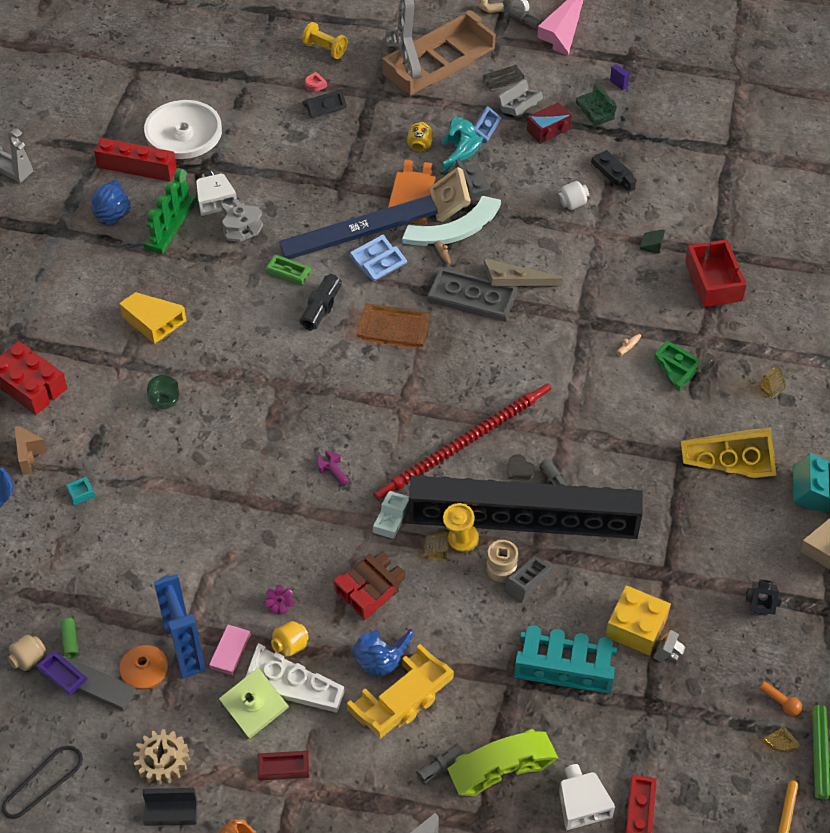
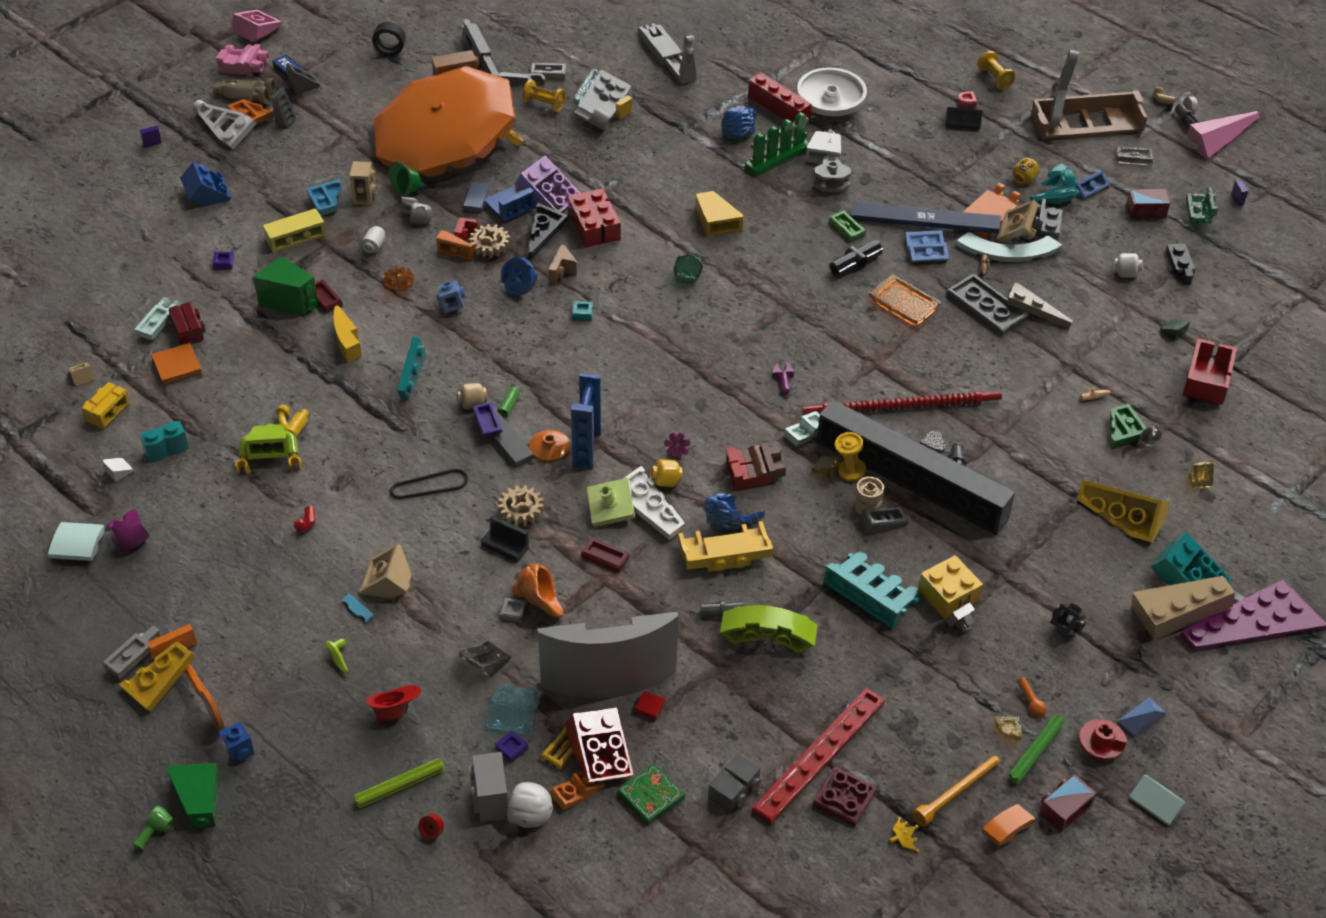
camera: 30 degrees right, 5 degrees down
(230, 650) = (619, 462): bright pink tile -> none
(518, 98) = (1134, 174): light grey bracket -> none
(583, 799) = (814, 684): white torso -> none

